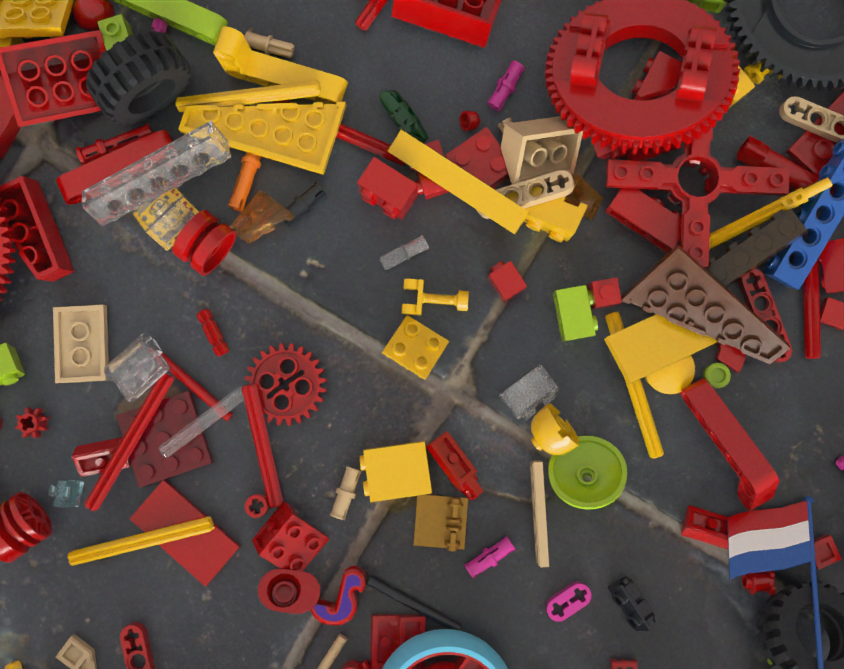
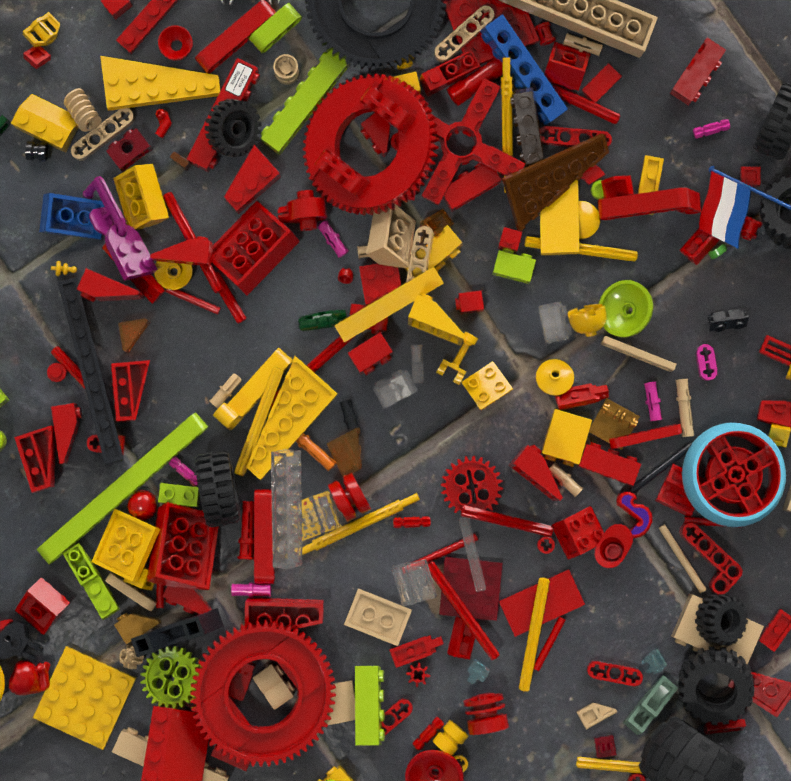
camera: 70 degrees left, 0 degrees up
(47, 181) = (251, 590): none -> dark pink pin
(61, 406) = (415, 650): none -> red hinge
(145, 564) = (549, 643): none -> red bar
(183, 272) = (359, 524): none -> yellow axle
(333, 447) = (536, 471): none -> red slope
(361, 239) = (394, 389): none -> clear brick
(388, 540) = (609, 464): none -> red brick
(443, 568) = (645, 436): none -> red beam
(452, 424) = (554, 385): none -> yellow dish
(464, 226) = (430, 318): none -> yellow slope
(496, 602) = (684, 407): none -> tan pin
(523, 33) = (304, 210): none -> red piece
(711, 553) = (717, 251): none -> bright green tile
(733, 392) = (617, 186): none -> red panel
(766, 427) = (650, 174): none -> yellow tile
(768, 125) = (448, 73): none -> red slope

